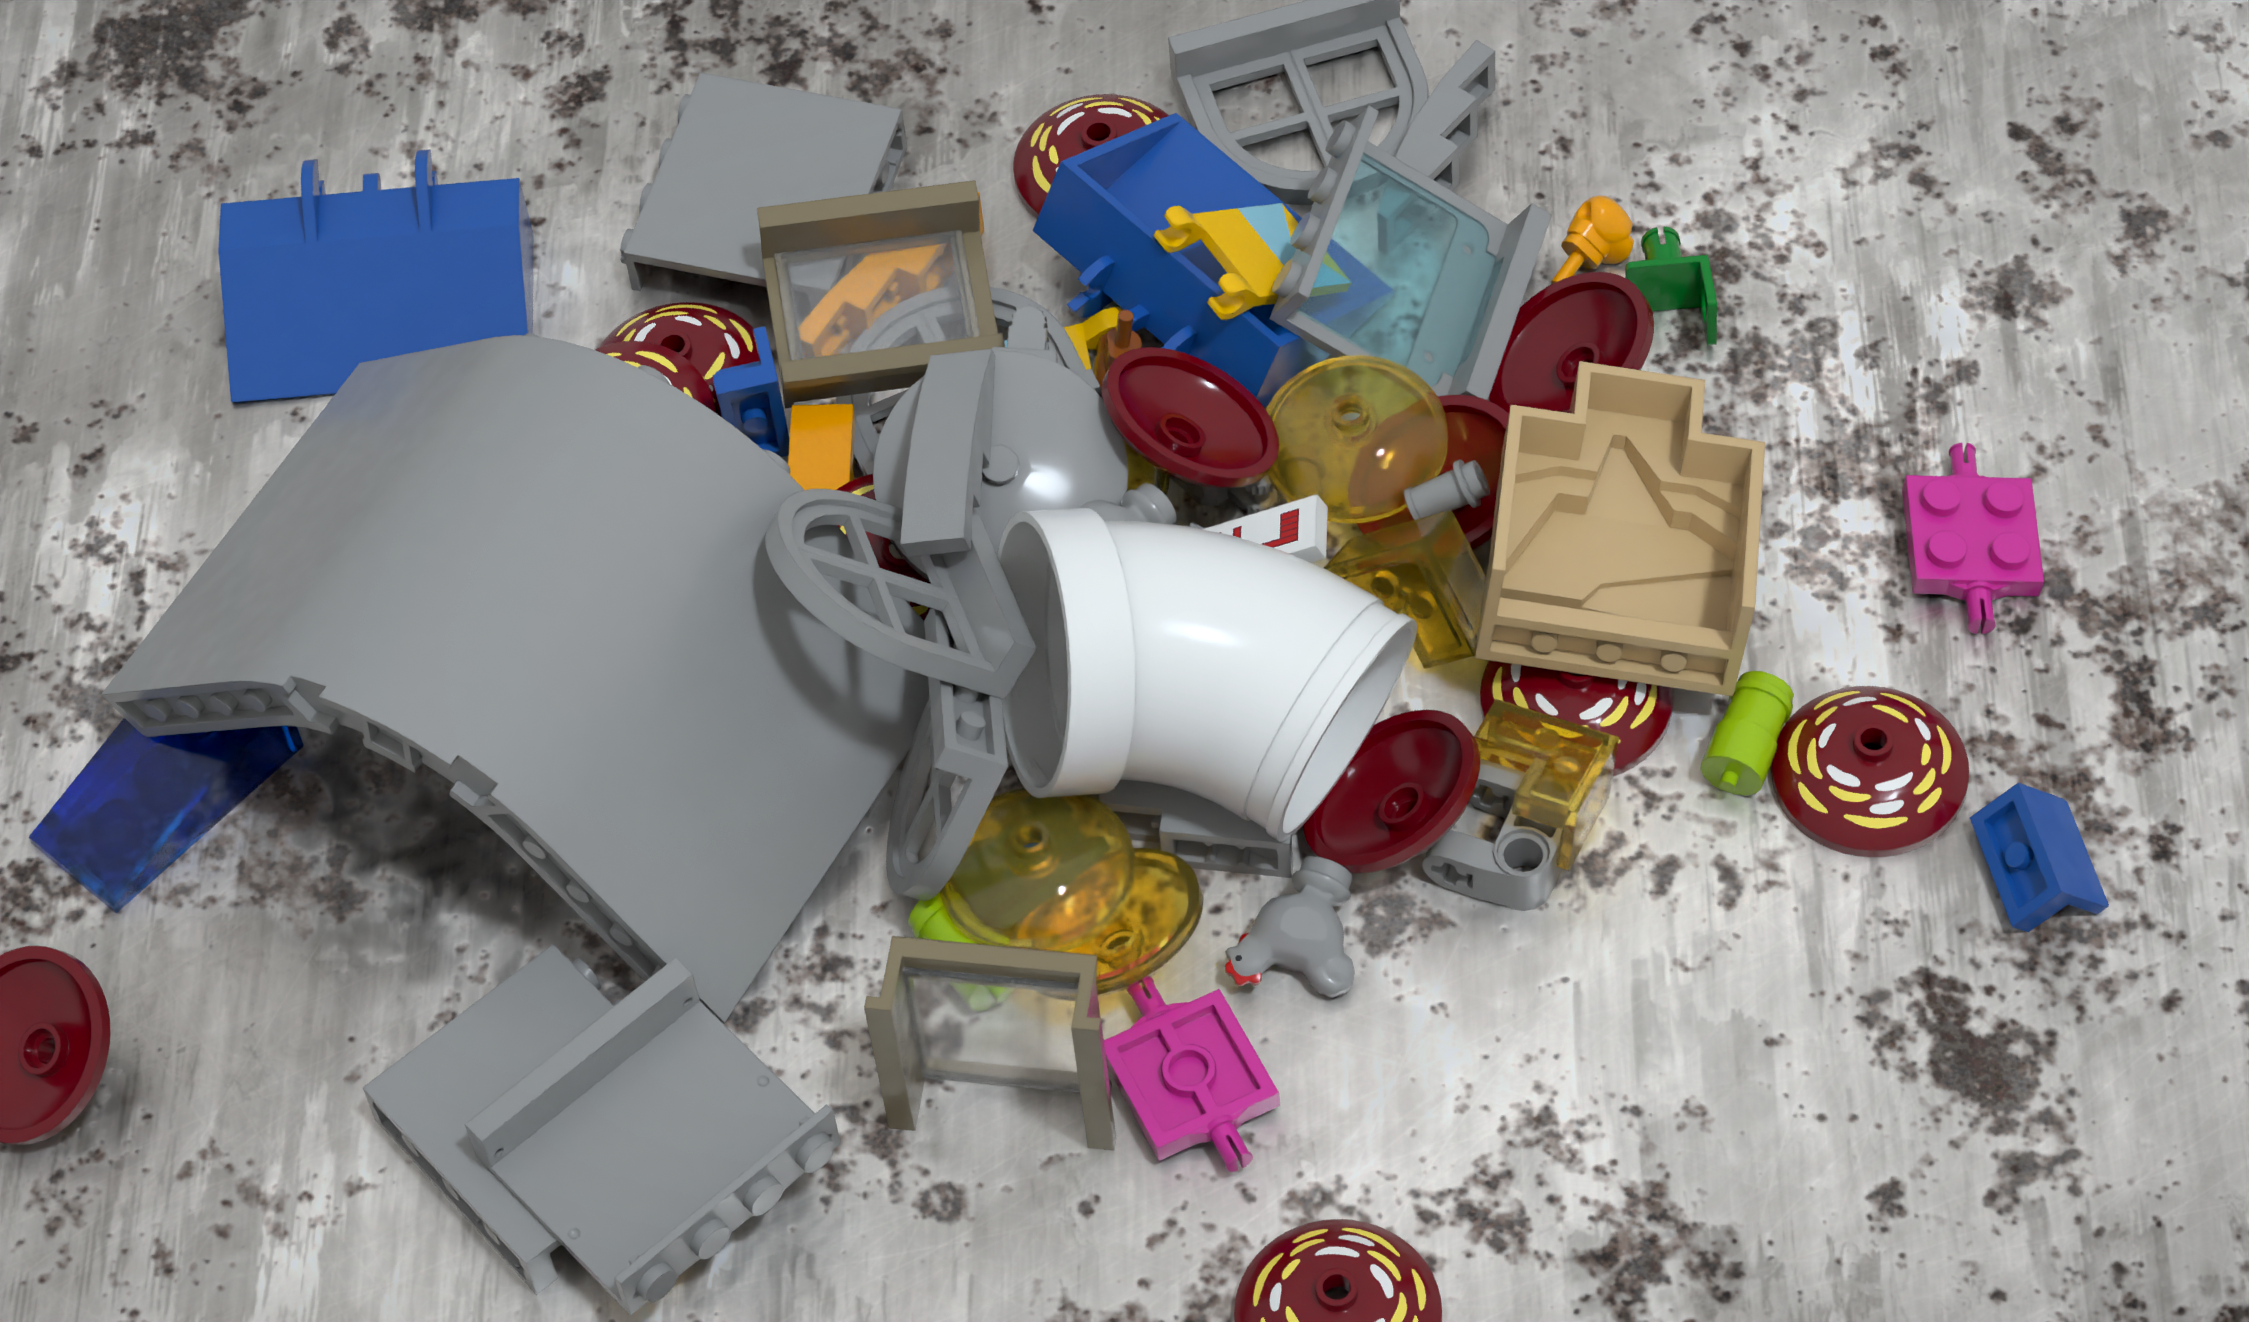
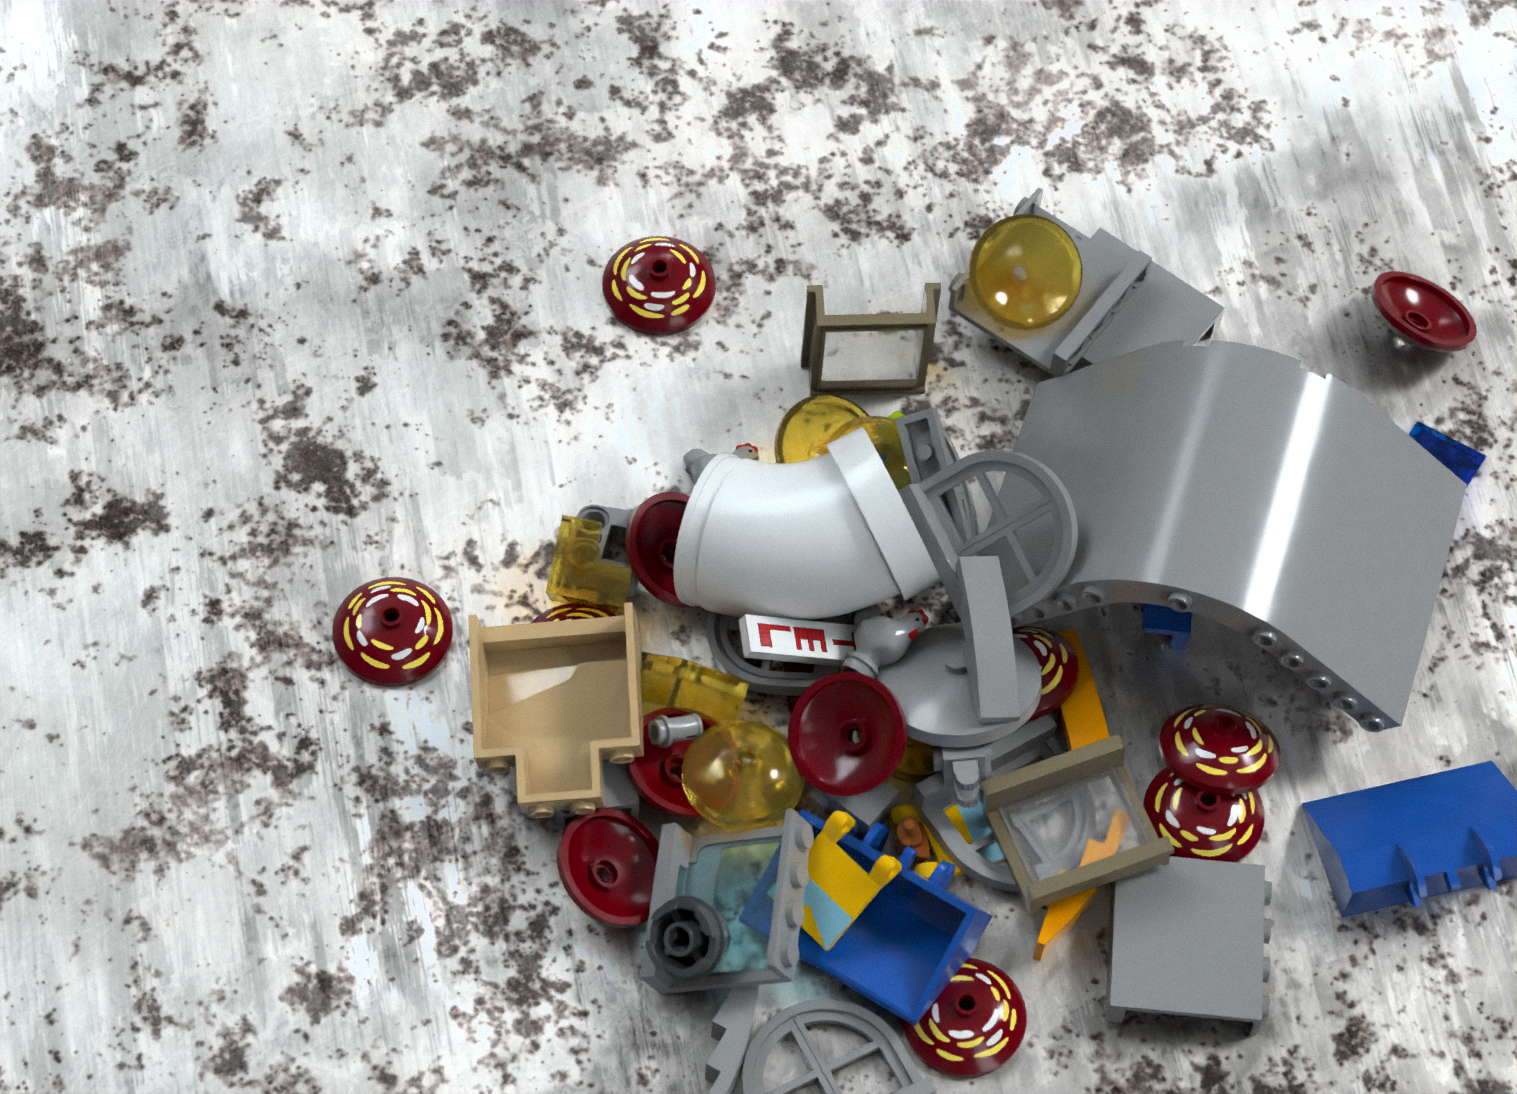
camera: 160 degrees right, 5 degrees up
(696, 1118) = (1050, 269): none -> clear yellow dish
(752, 399) = (1144, 758): blue panel -> none
(1190, 1074) = (760, 387): dark pink plate -> none
(1473, 214) = (687, 938): none -> dark grey cone
(1596, 236) = (611, 985): light orange piece -> none
(1675, 280) = (554, 954): green bracket -> none
(1748, 734) = (456, 648): lime piece -> none
(1972, 537) = (338, 791): dark pink plate -> none
(2036, 856) = (286, 577): blue panel -> none

